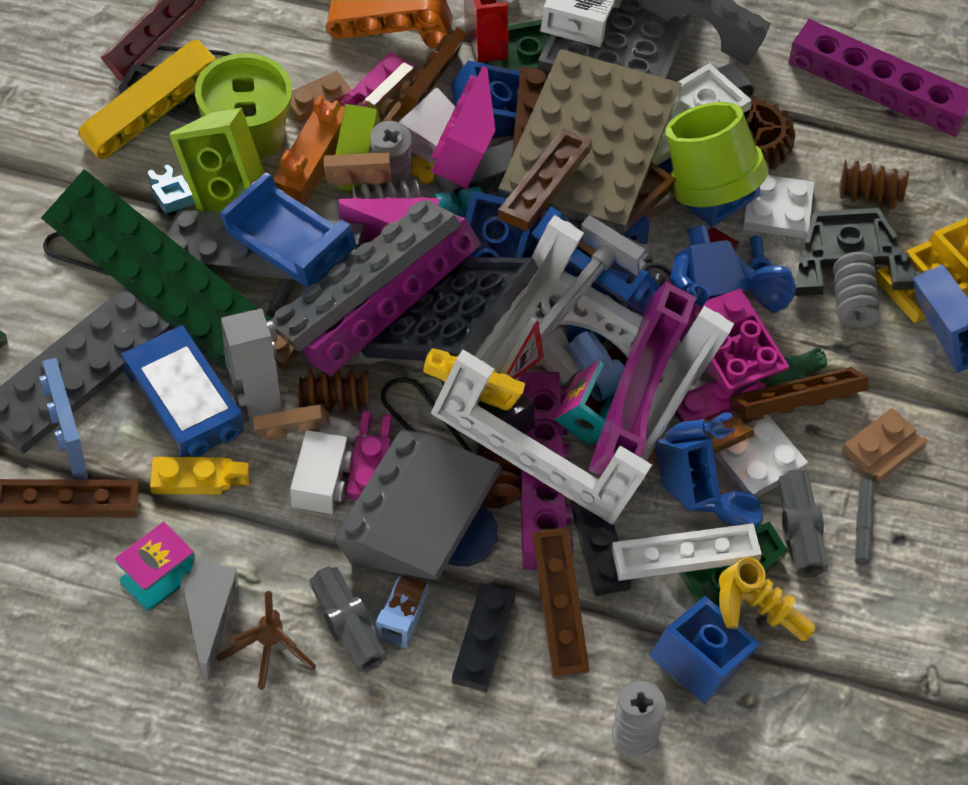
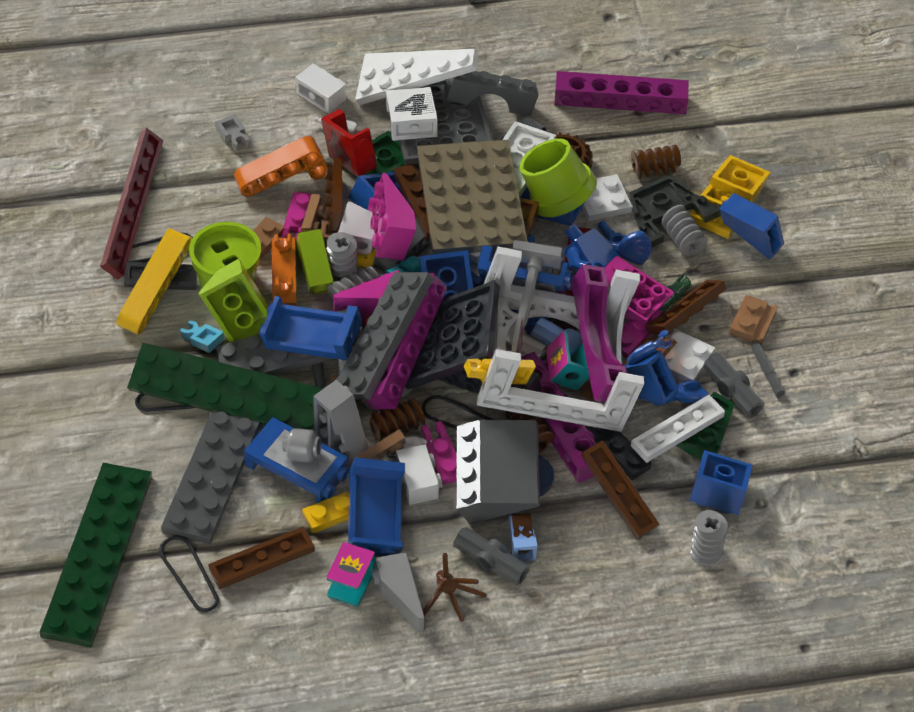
camera: 25 degrees left, 5 degrees down
(61, 412) = (235, 505): medium blue wing -> none
(187, 376) = (302, 445): none -> light grey head
(237, 494) = (375, 505): none -> blue panel
(358, 168) = (329, 272): medium nougat plate -> none
(483, 637) = (580, 532): black plate -> none
(544, 180) = (465, 231): reddish brown plate -> none
(759, 592) = (727, 432): yellow piece -> none

